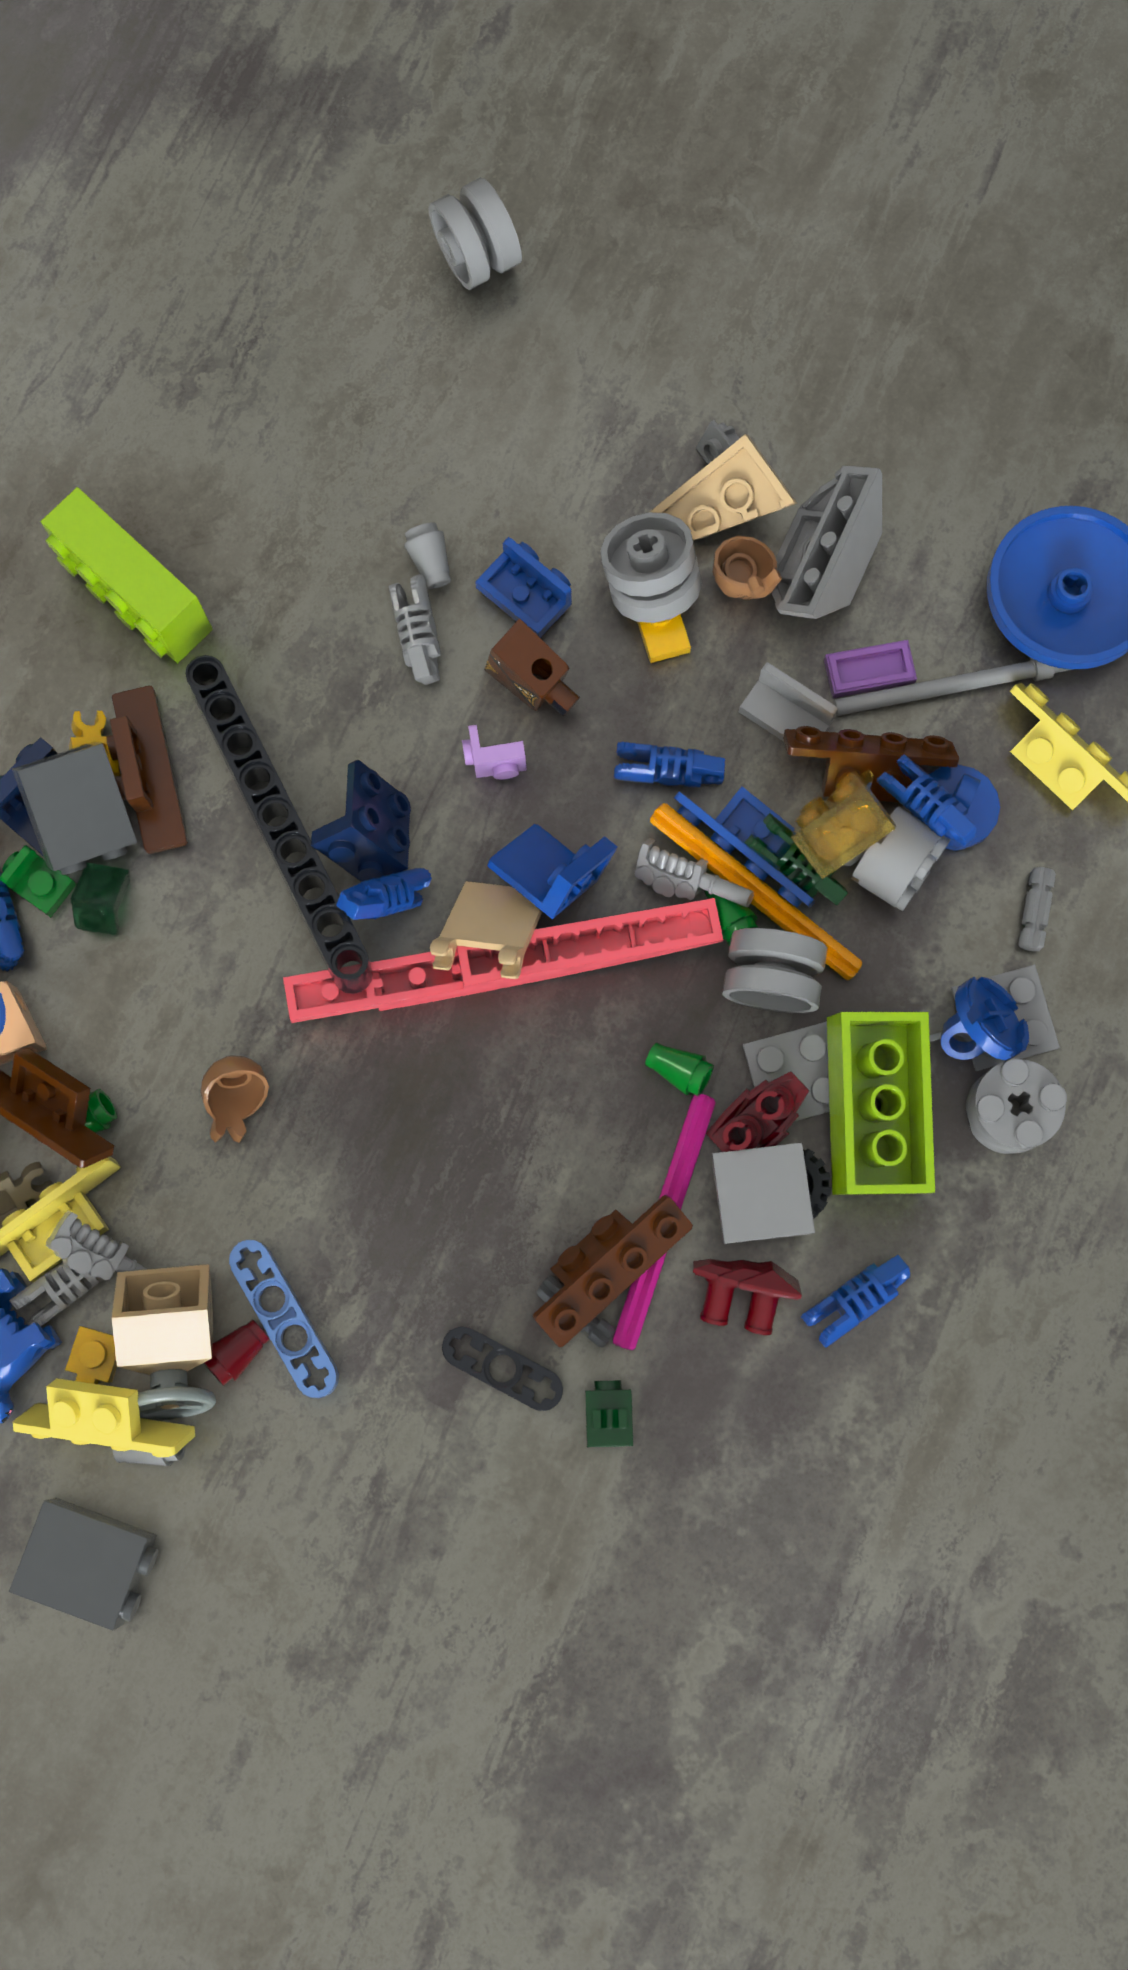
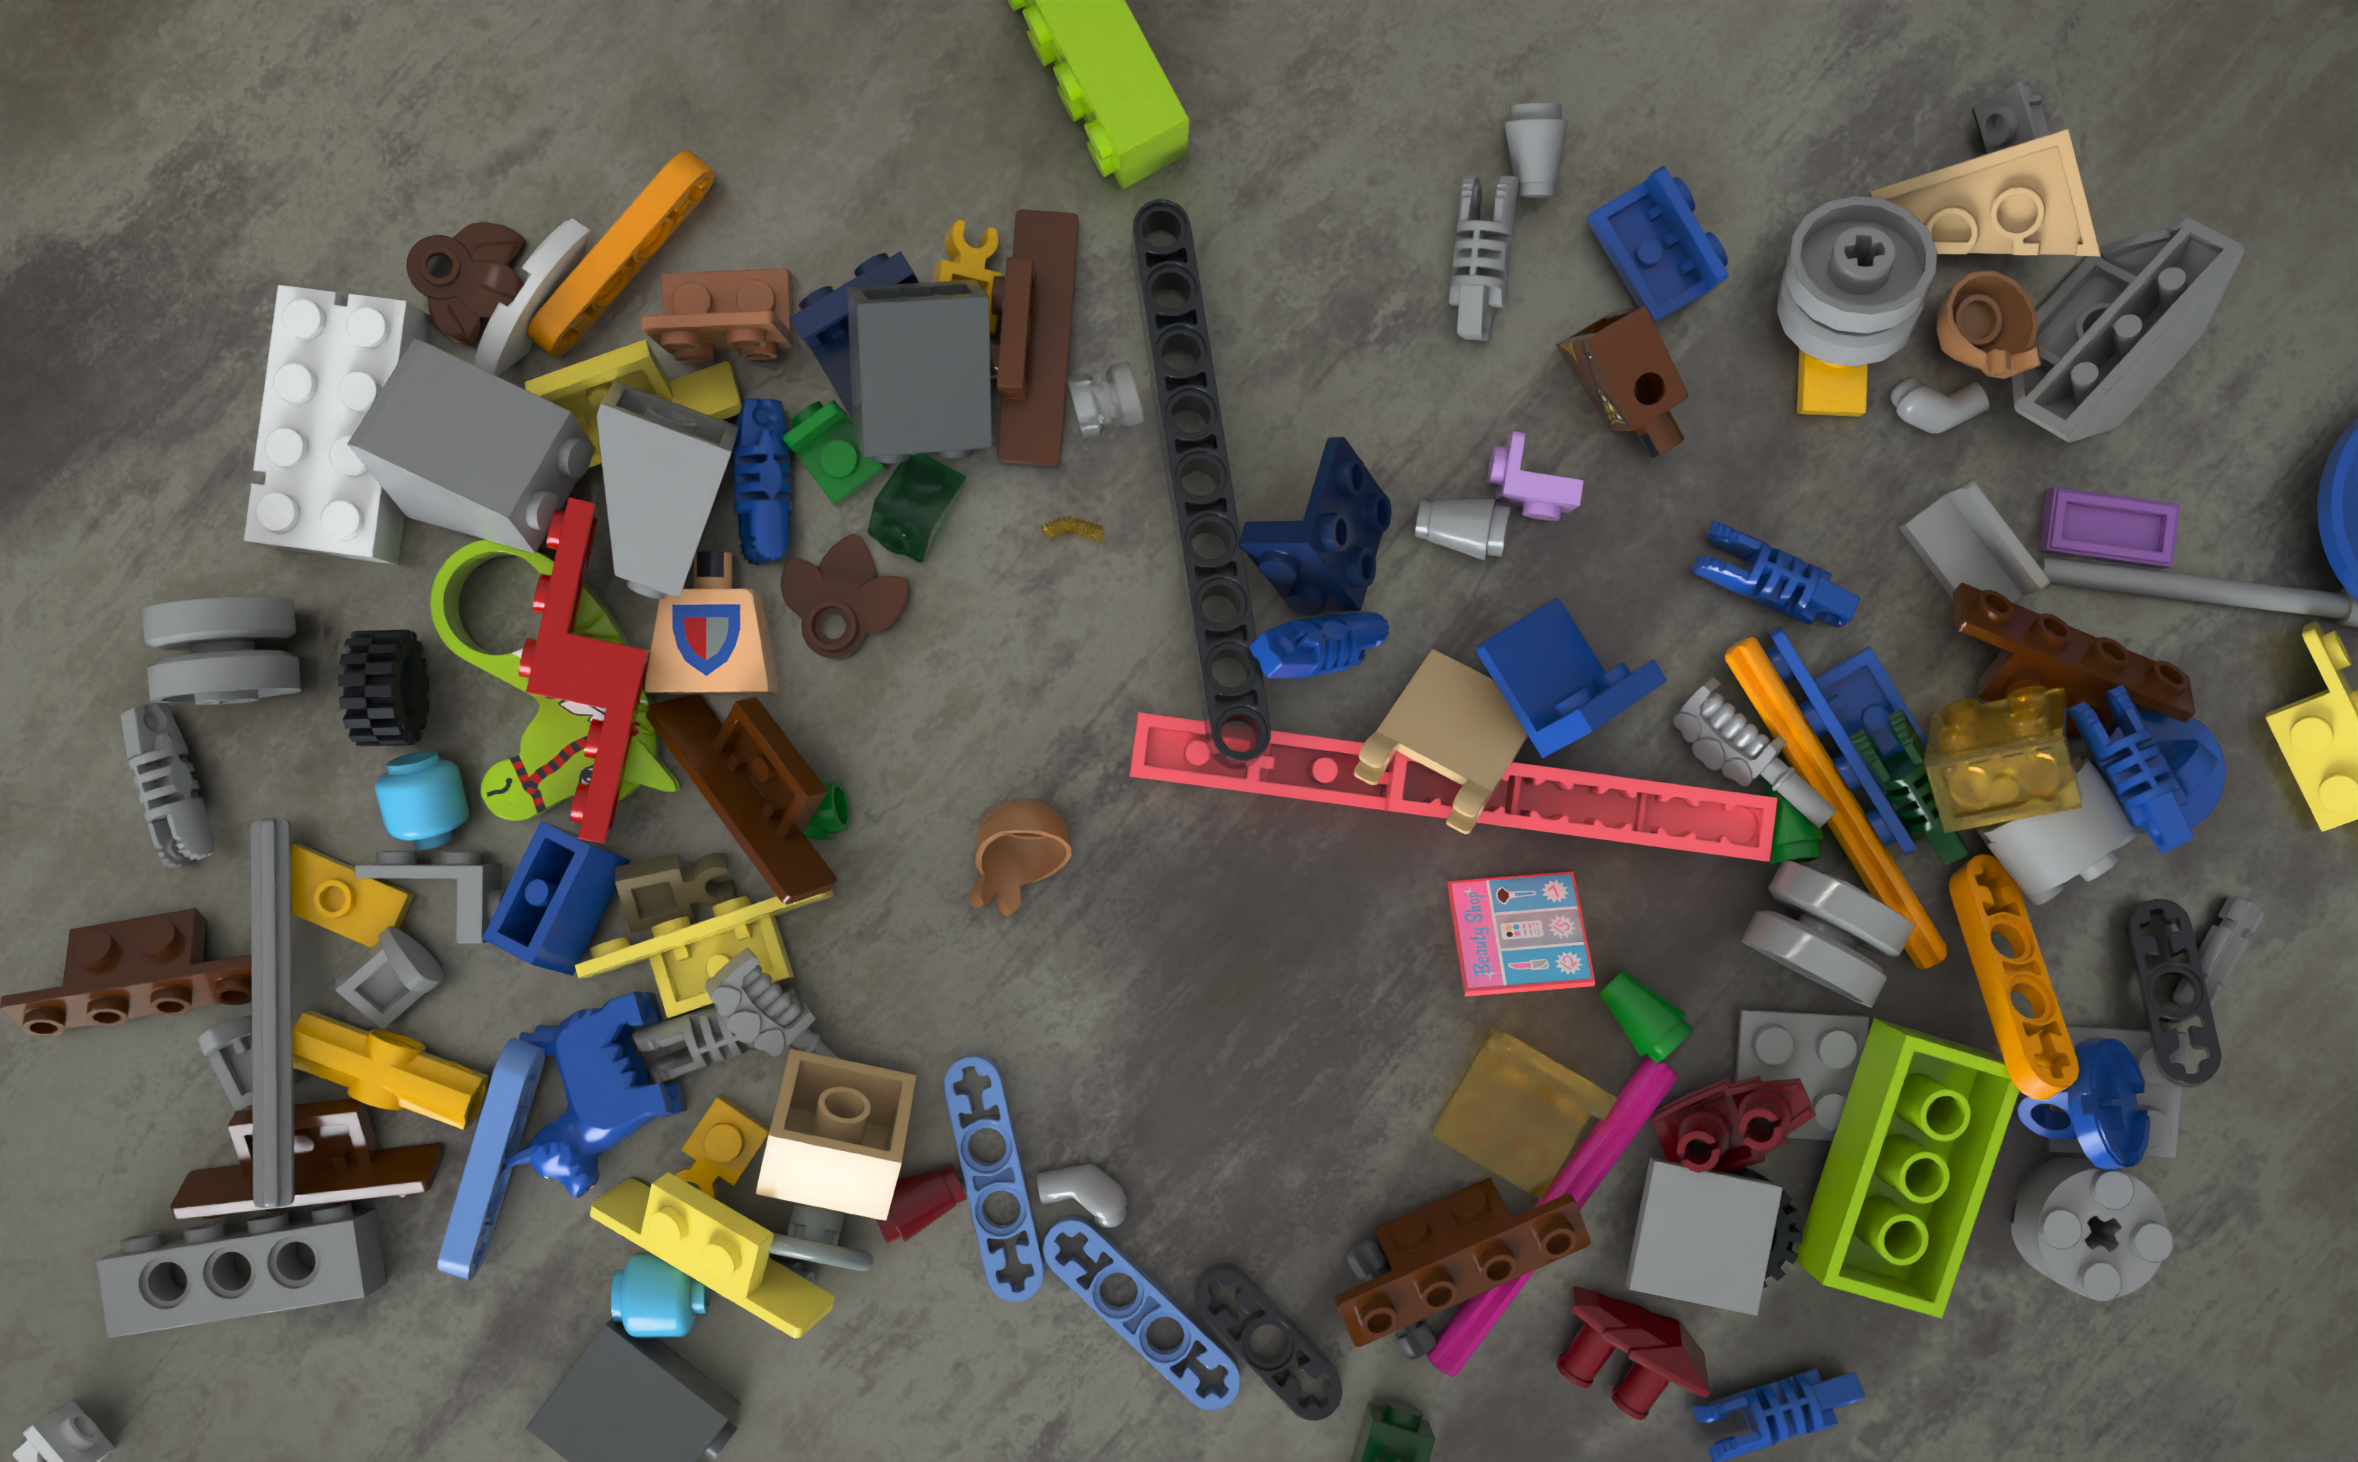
camera: 15 degrees right, 10 degrees up
(70, 966) = (846, 588): none -> reddish brown plate
(77, 1472) = (656, 1298): none -> medium azure head
(200, 883) = (1069, 526): none -> clear yellow leg
(203, 792) = (1103, 400): none -> clear wheel
(350, 1304) = (1090, 1188): none -> light grey arm
(408, 1383) = (1134, 1318): none -> medium blue beam
(460, 796) = (1465, 525): none -> light grey cone
(579, 1040) = (1520, 934): none -> piece
(619, 1155) = (1519, 1111): none -> clear yellow bracket
(732, 632) = (1933, 410): none -> light grey arm
(877, 920) = (1992, 902): none -> light orange beam
(1008, 908) = (2179, 942): none -> black beam

